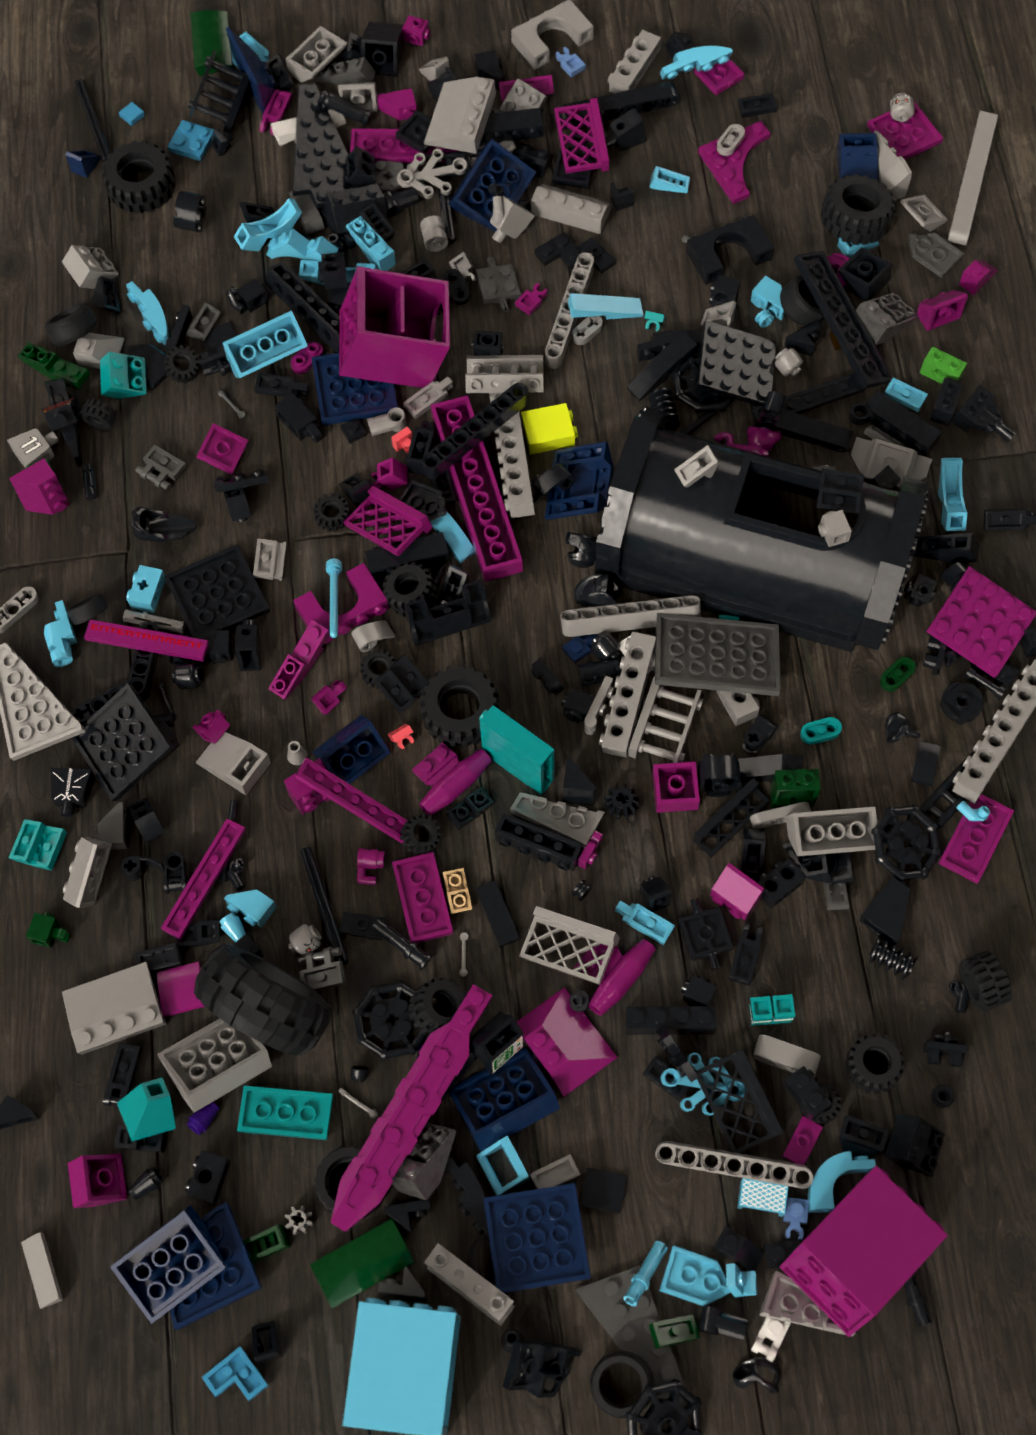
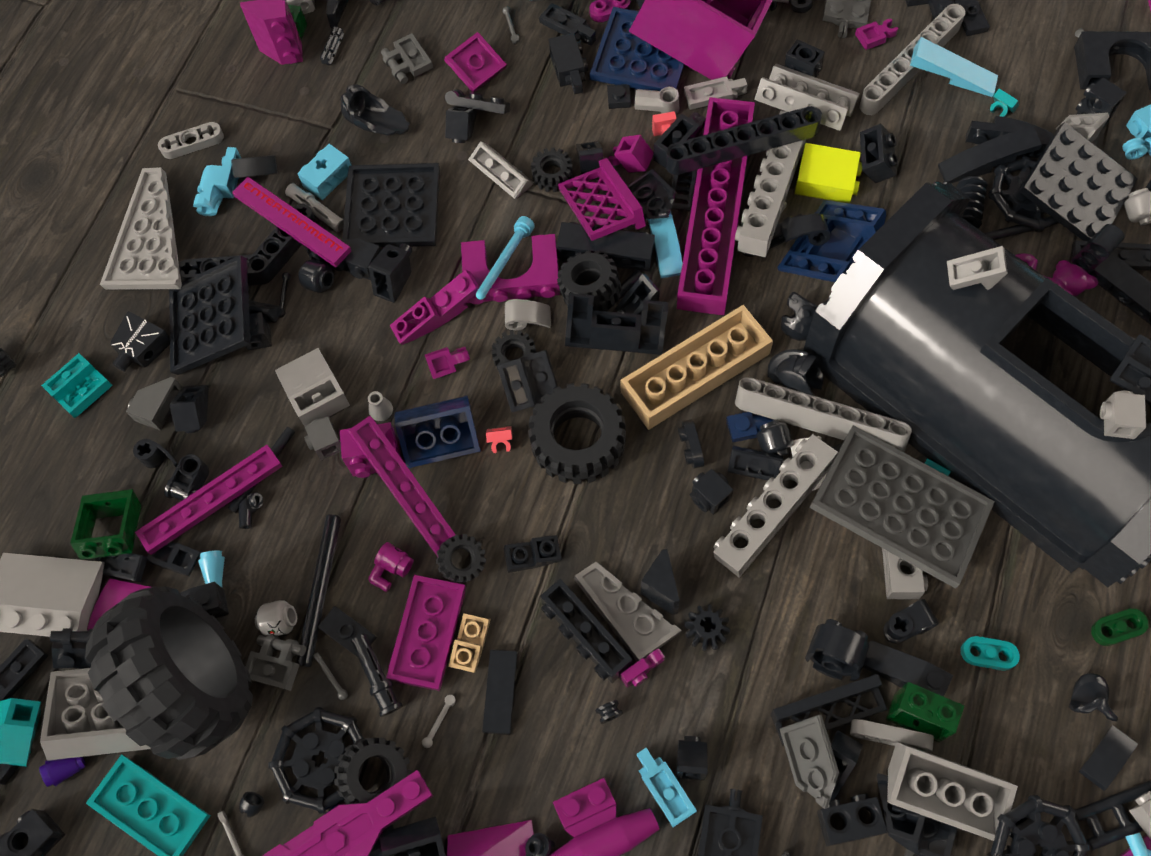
camera: 30 degrees right, 0 degrees up
(45, 929) = (29, 478): dark green brick -> none
(86, 872) = (97, 437): light grey slope -> none
(118, 924) = (94, 507): none -> dark green window
(173, 1031) = (69, 648): none -> black plate
(212, 726) = (309, 339): magenta brick -> none
(252, 905) = (244, 554): medium azure slope -> none
(265, 795) = (322, 438): none -> dark grey brick
(269, 559) = (462, 192): light grey plate -> none
(288, 529) = (500, 170): none -> light grey slope
(382, 969) = (342, 693): none -> dark grey hinge
(448, 776) = (526, 506): magenta plate -> none
(517, 750) = (610, 511): teal brick -> none
(522, 619) = (696, 366): none -> tan brick
(577, 928) = (577, 756): light grey fence -> none
(579, 398) = (878, 153): none -> black brick
(586, 329) = (923, 88): light grey beam -> none
(598, 706) = (735, 502): light grey plate -> none
(652, 709) = (794, 533): light grey fence -> none
(675, 787) = (778, 640): magenta brick -> none
(732, 847) = (811, 758): none -> dark grey tile
(736, 892) = (790, 808): slope -> none

